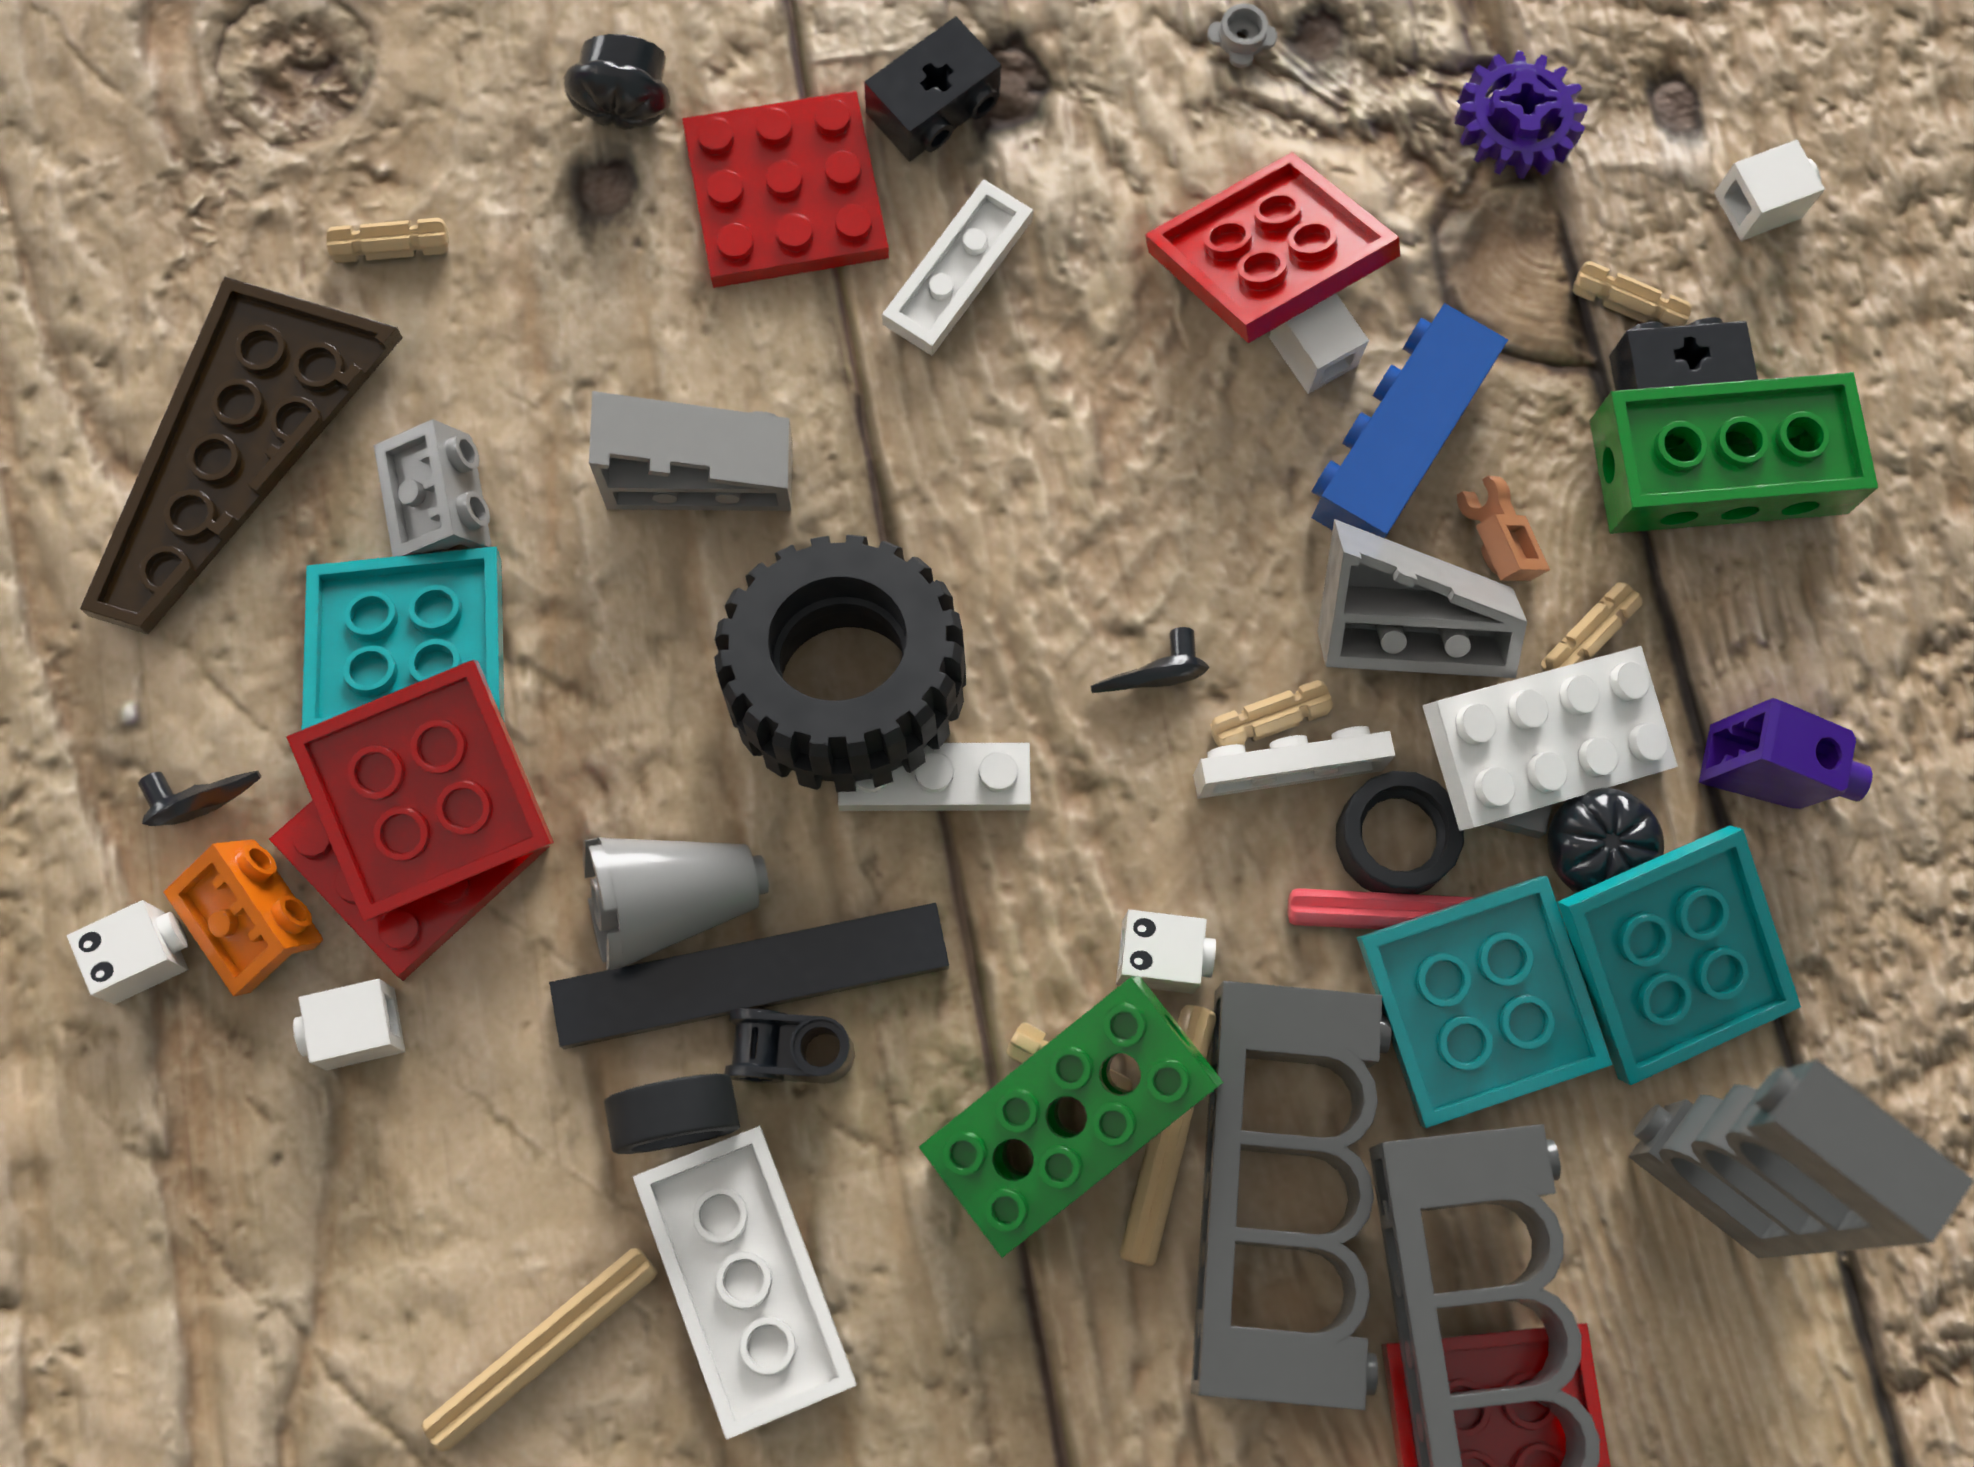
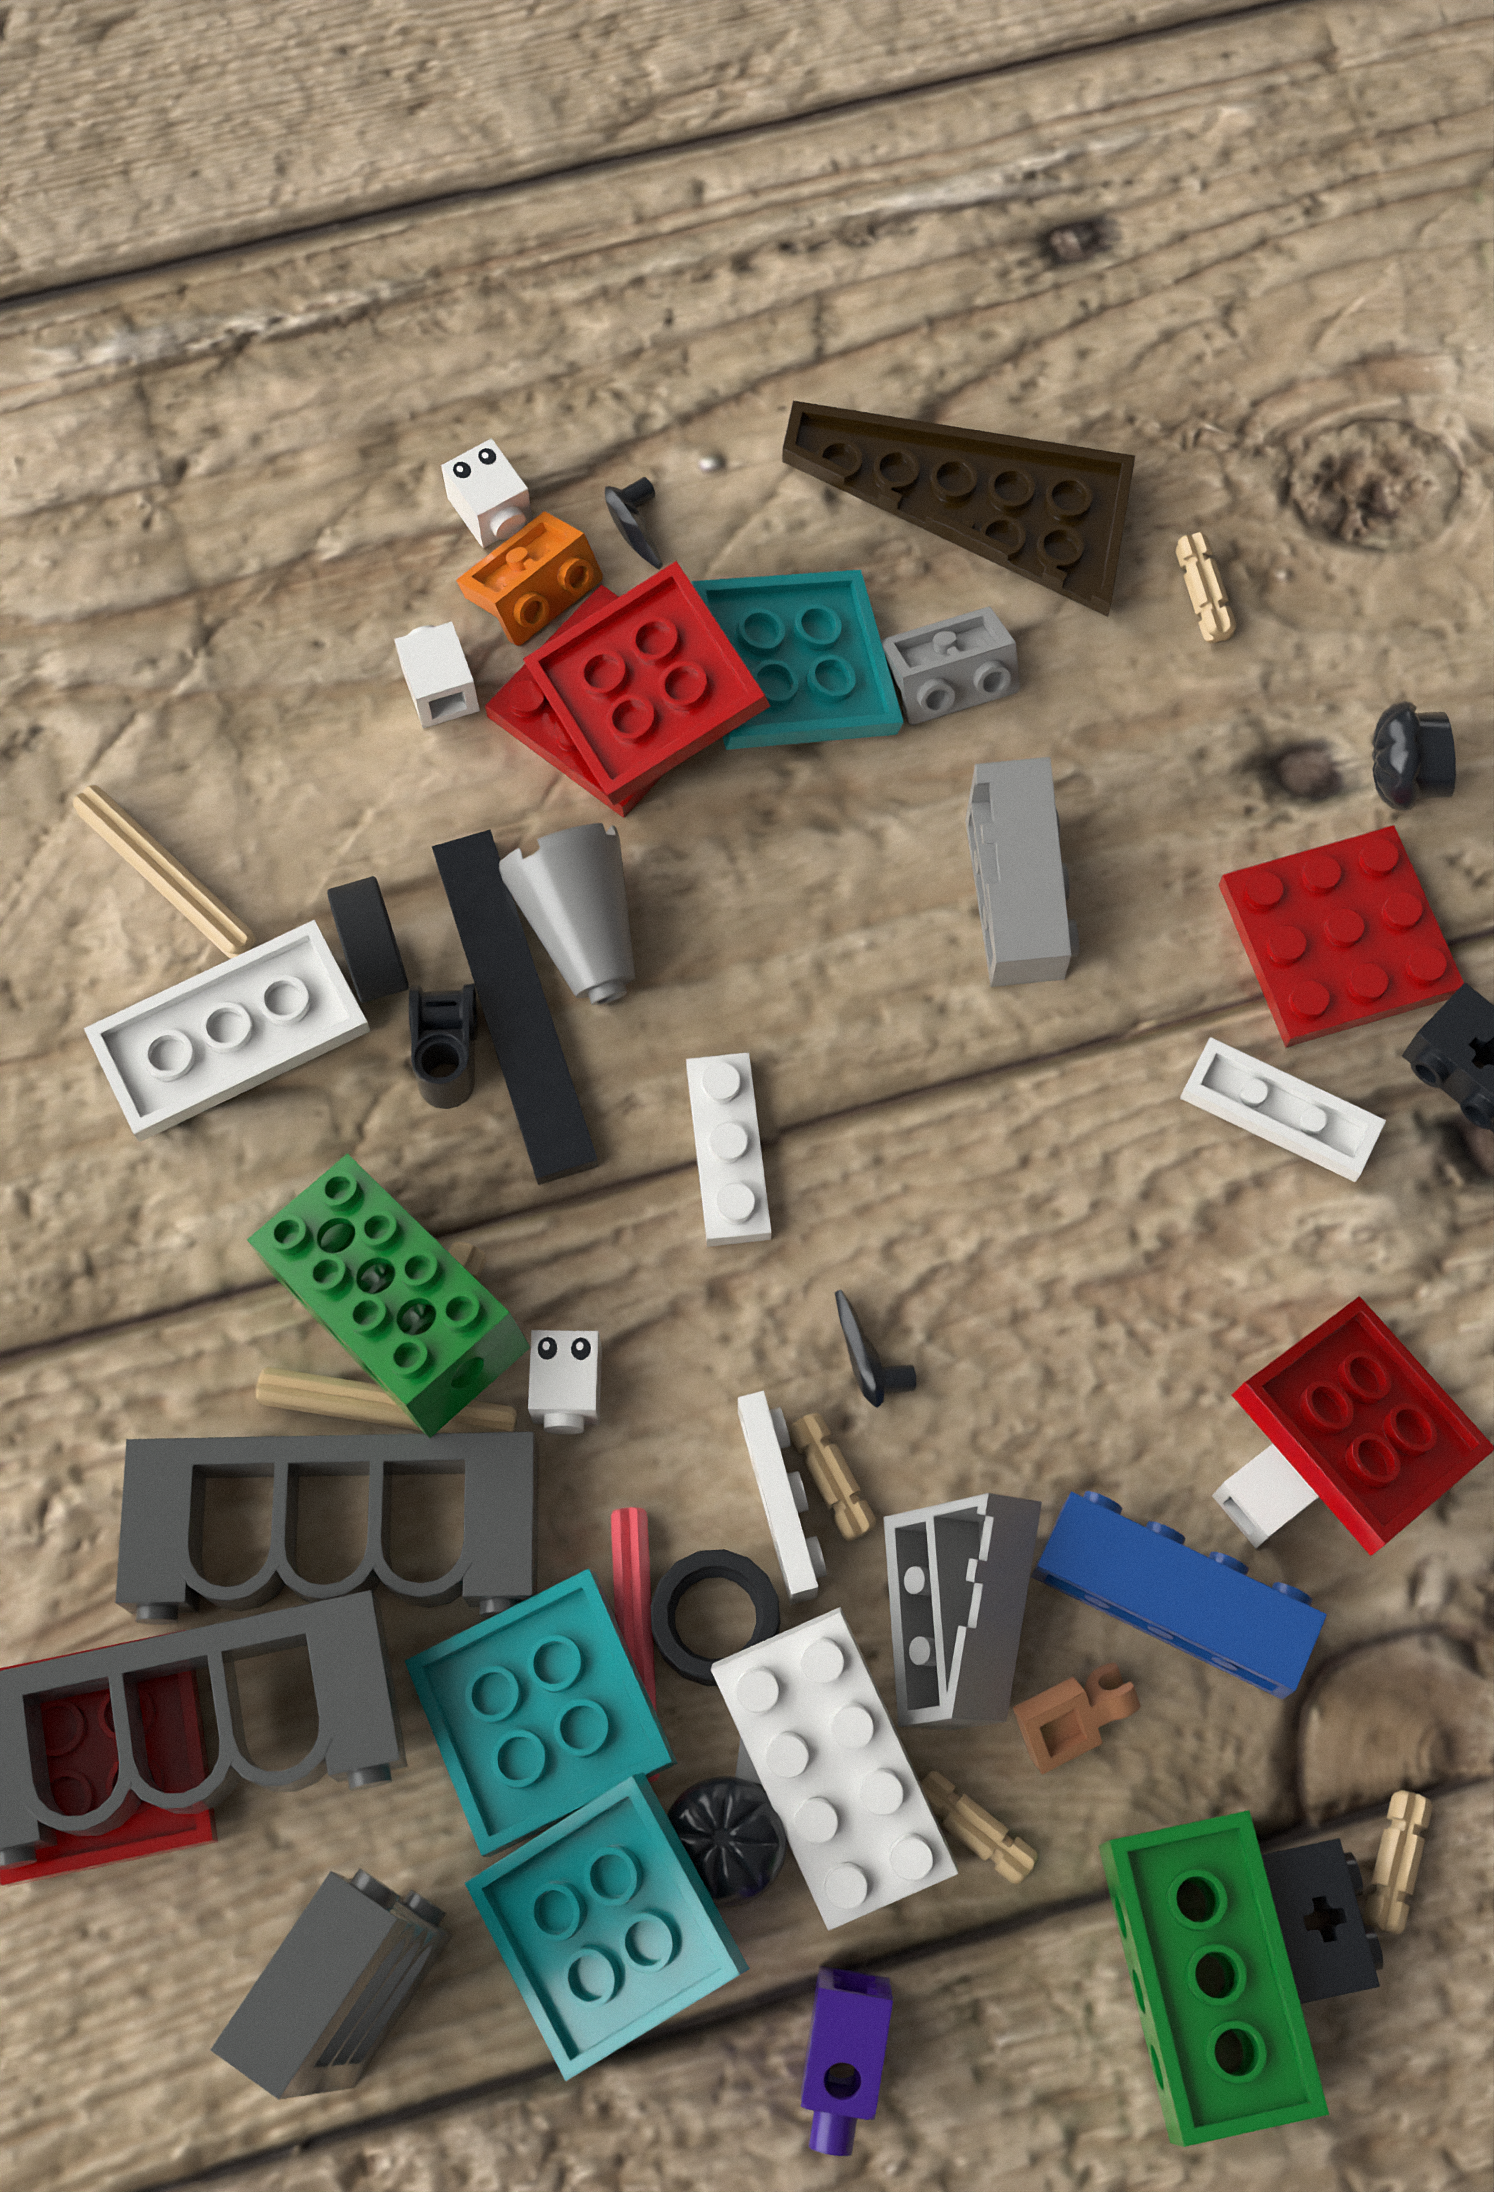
camera: 90 degrees right, 5 degrees down
(829, 590) = (836, 960): black tyre -> none

